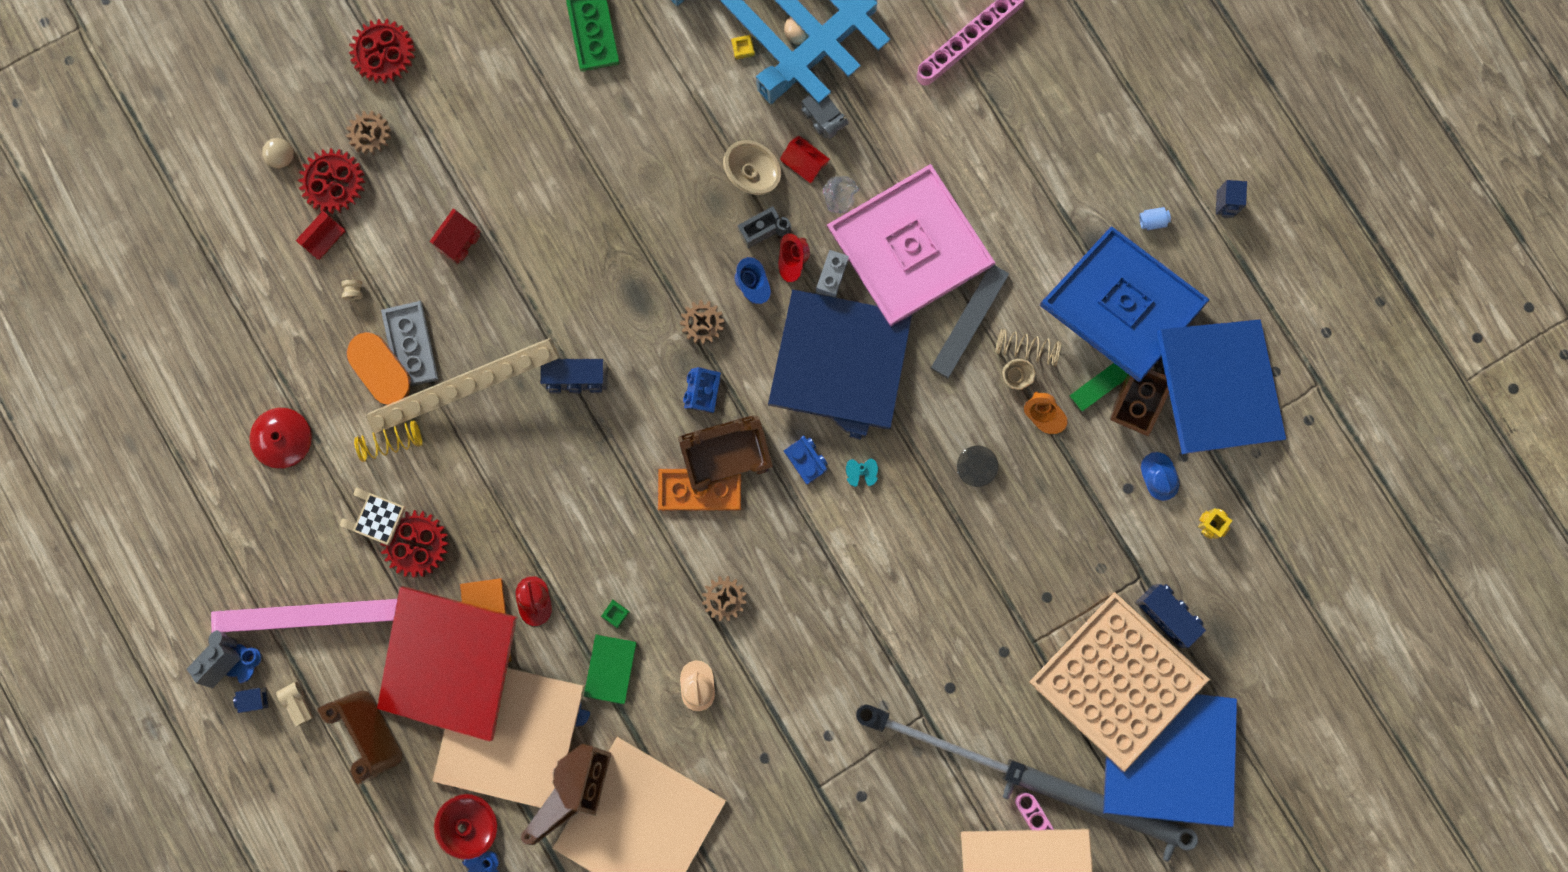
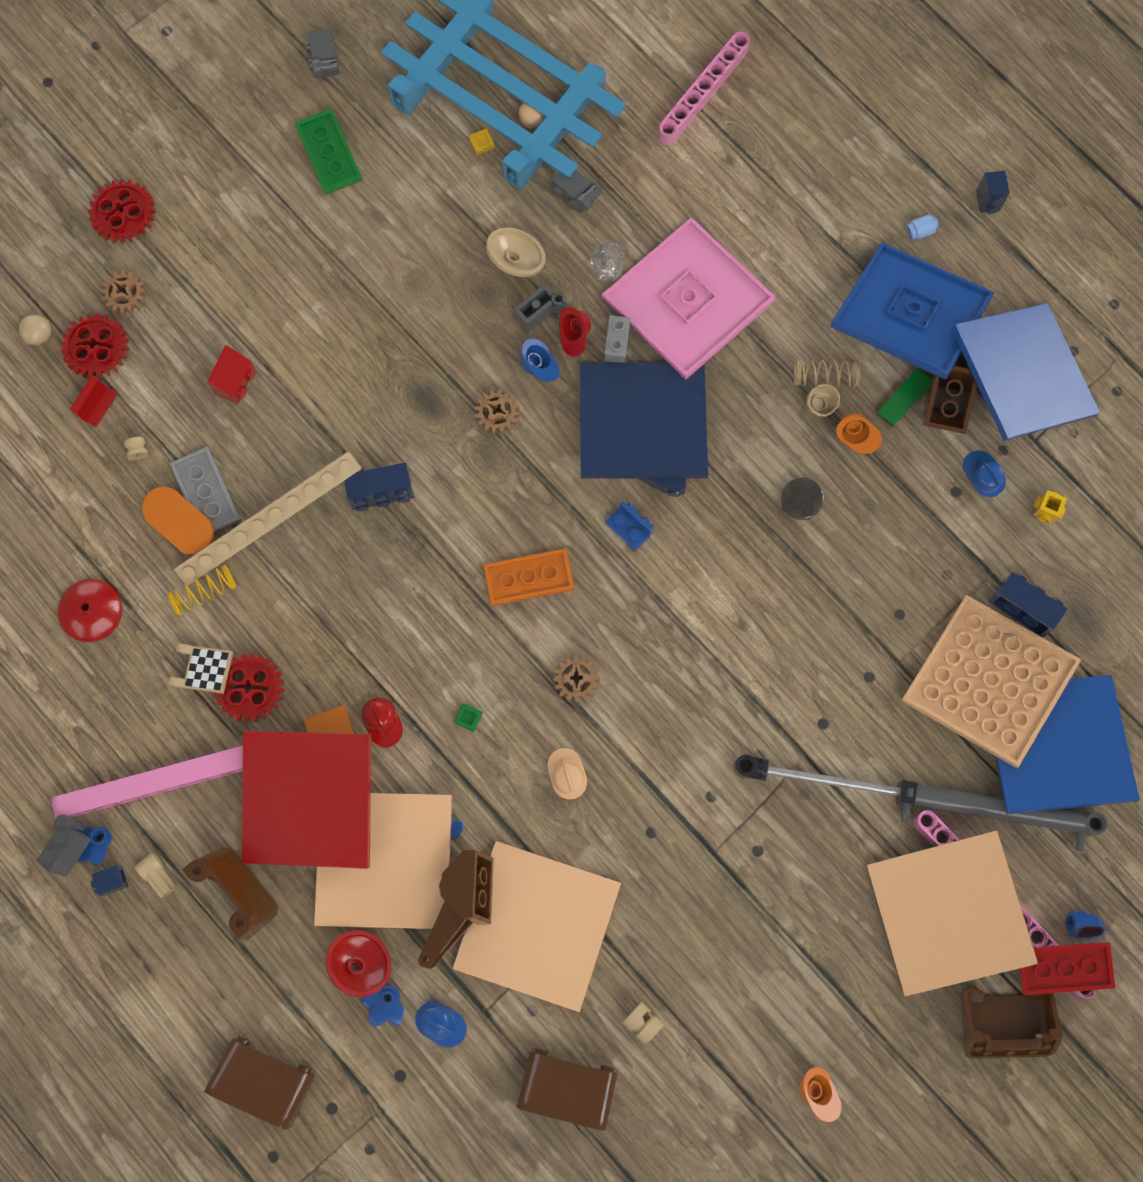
camera: 15 degrees left, 5 degrees down
(610, 669) = (474, 774): green tile -> none
(702, 389) = (510, 477): blue bracket -> none
(725, 451) = (547, 532): reddish brown windscreen -> none
(804, 158) = (564, 236): red panel -> none
(868, 469) = (680, 527): teal piece -> none
(969, 321) = (762, 360): dark grey tile -> none

